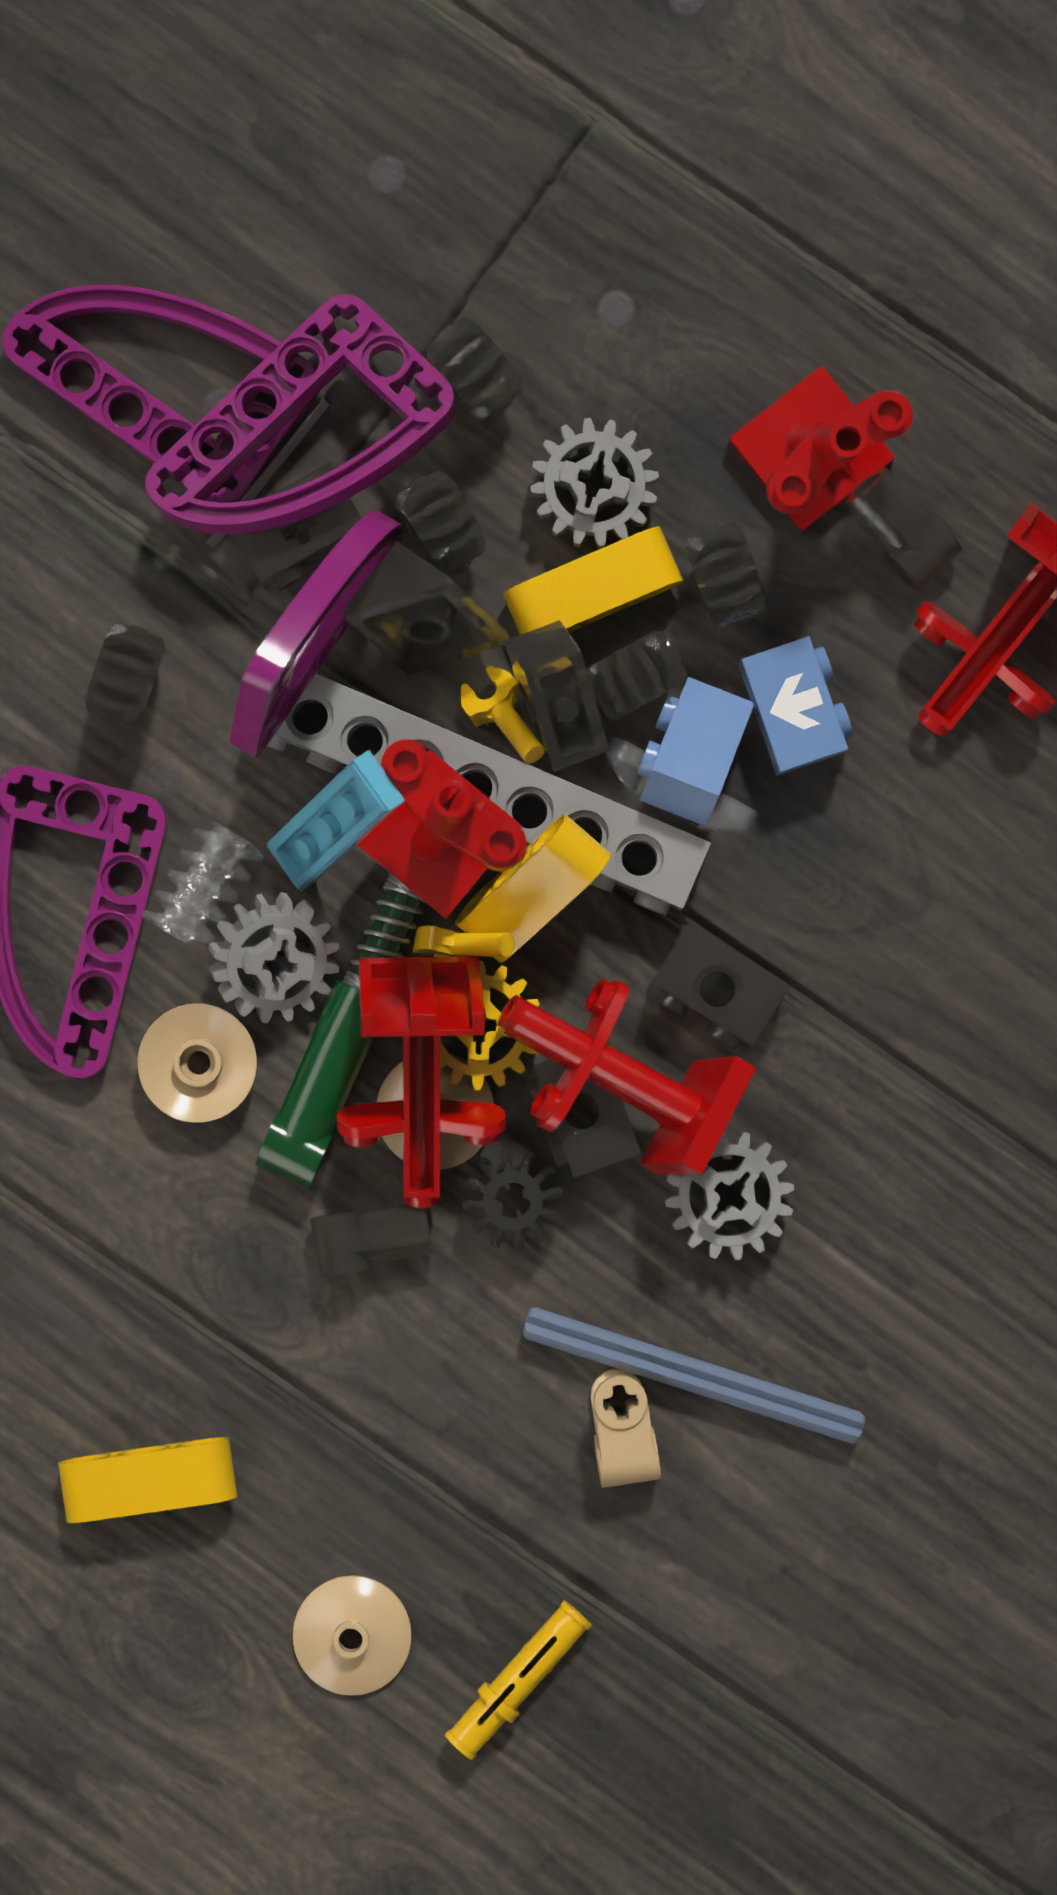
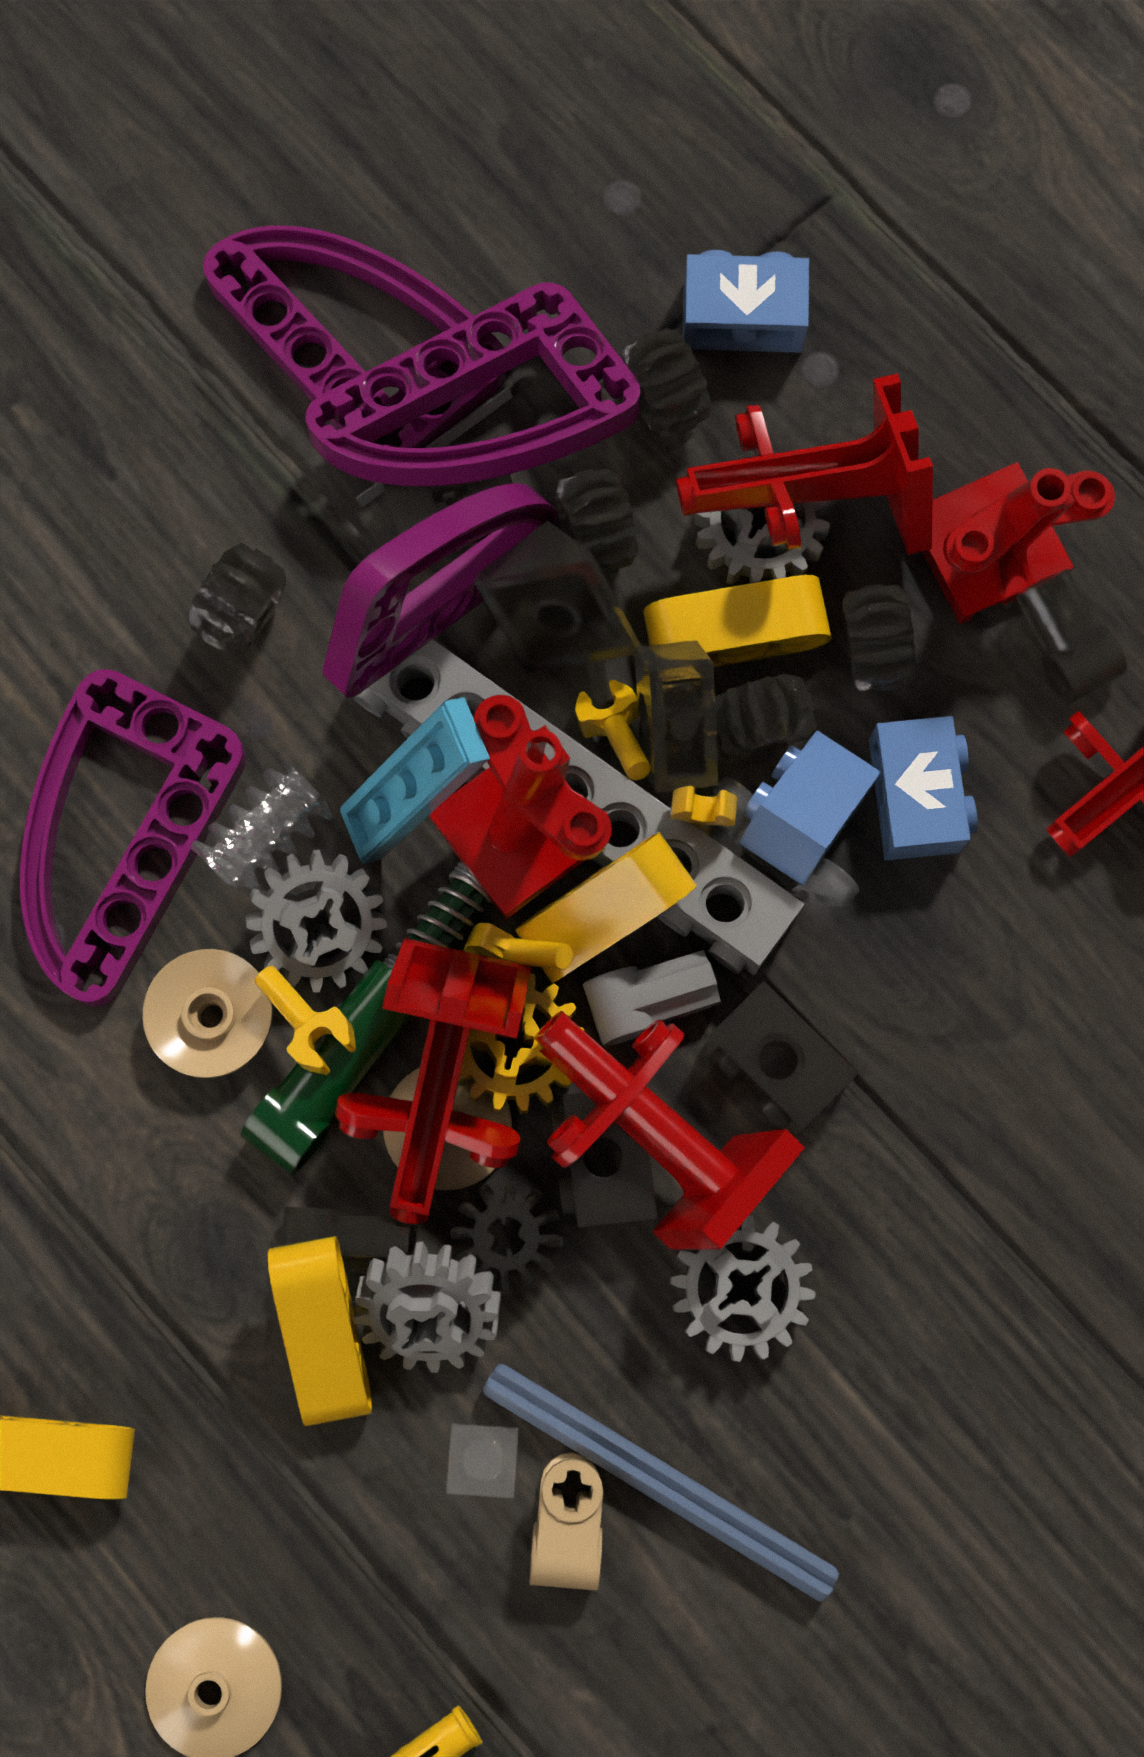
camera: 15 degrees right, 10 degrees down
(290, 1054) = (306, 1023): none -> yellow bar
(370, 1318) = (319, 1331): none -> yellow beam
(458, 1276) = (427, 1307): none -> light grey gear
(530, 263) = (746, 302): none -> medium blue brick
(537, 1393) = (482, 1460): none -> clear plate
(581, 960) = (632, 999): none -> light grey piece
(601, 779) = (704, 810): none -> yellow bar
(682, 417) = (860, 468): none -> red piece

